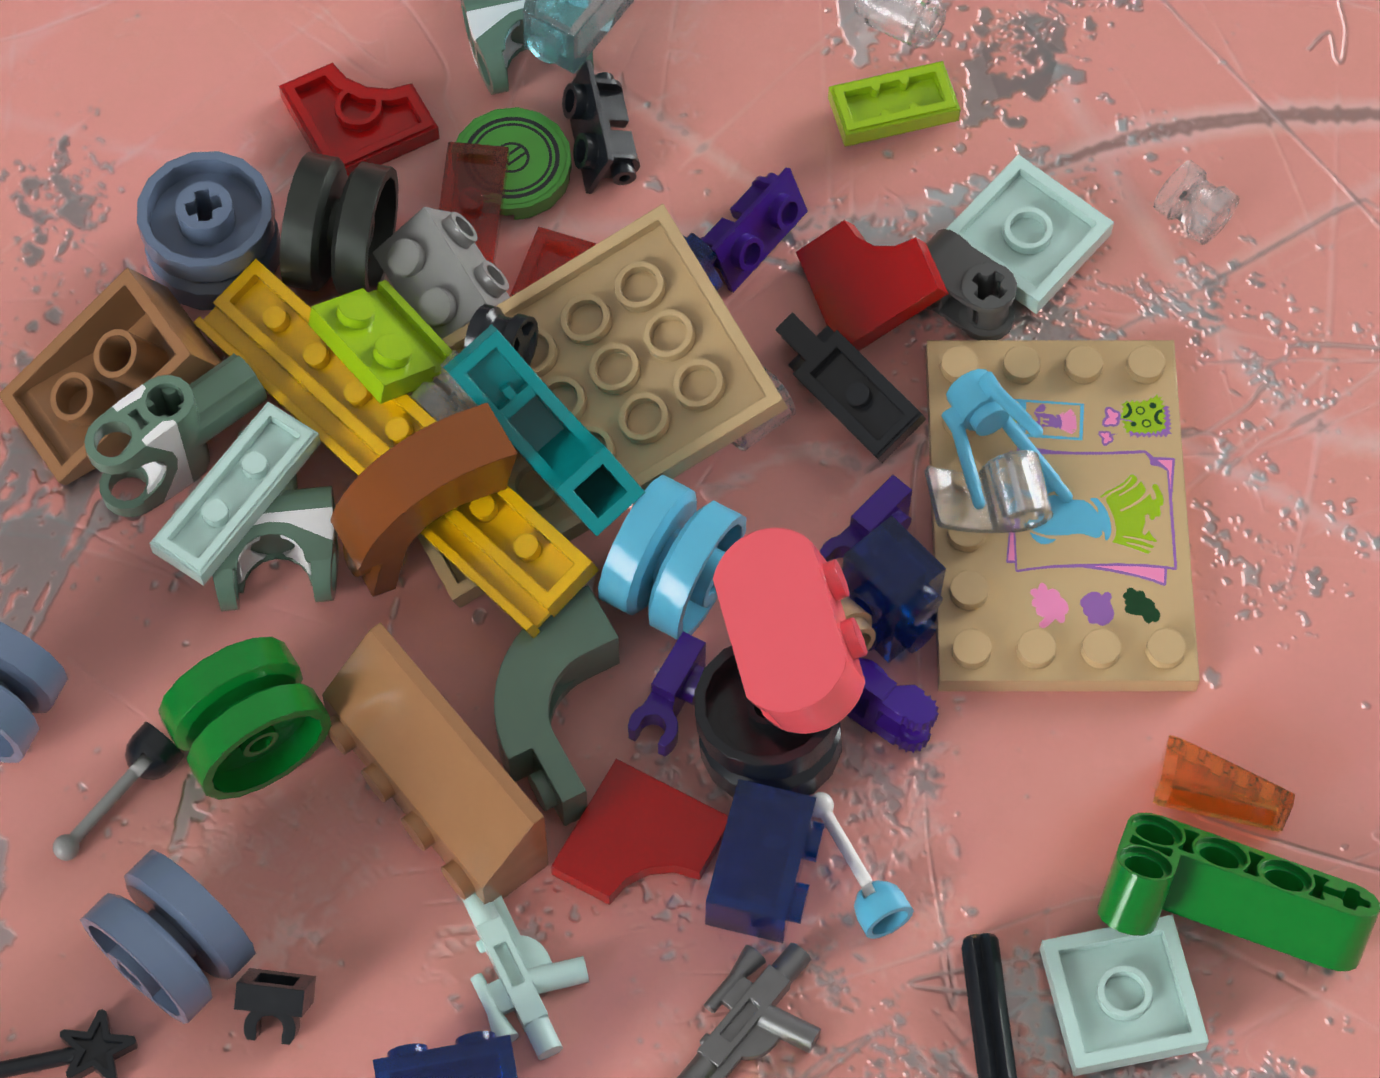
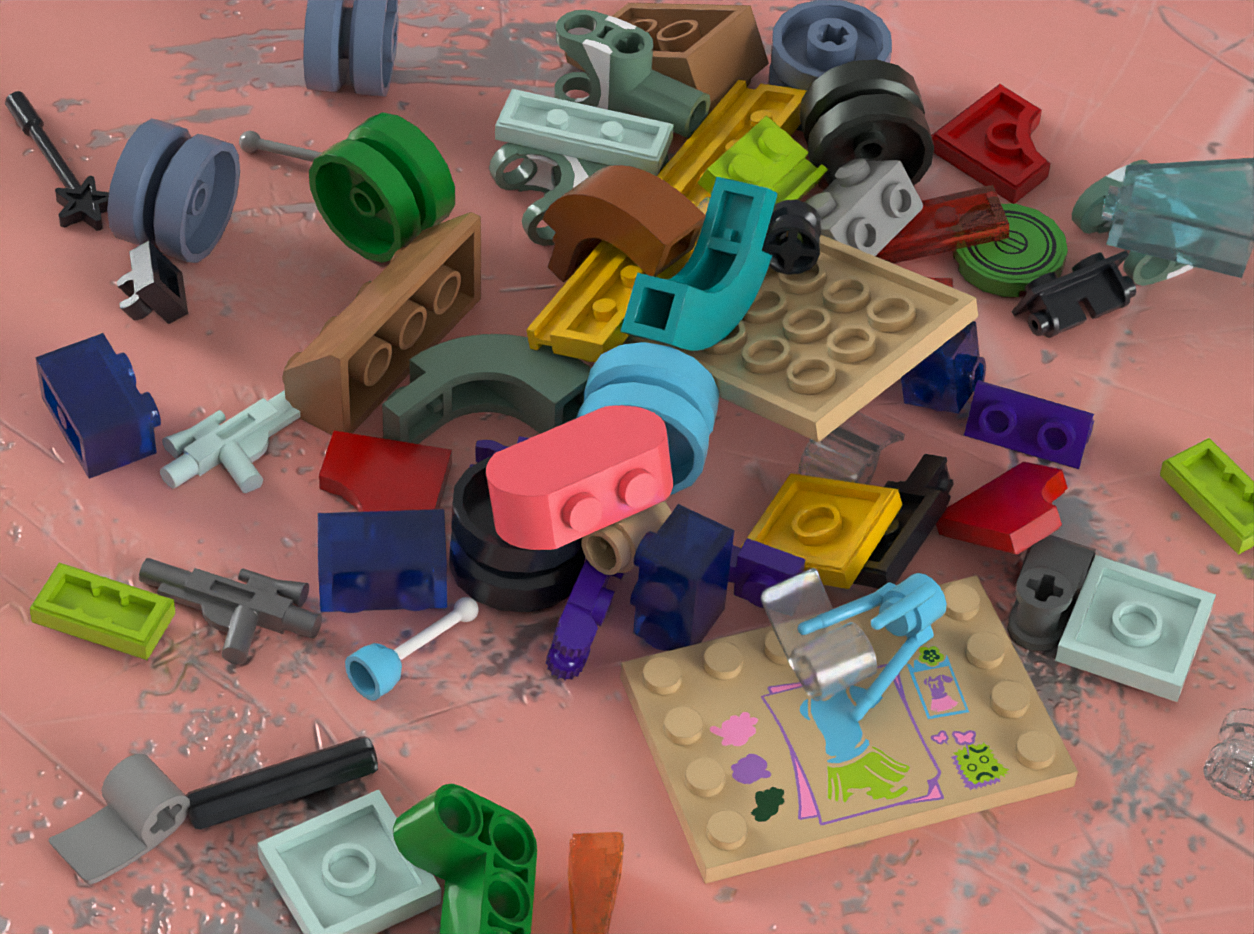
camera: 70 degrees right, 15 degrees down
(834, 451) = (828, 524): none -> yellow tile

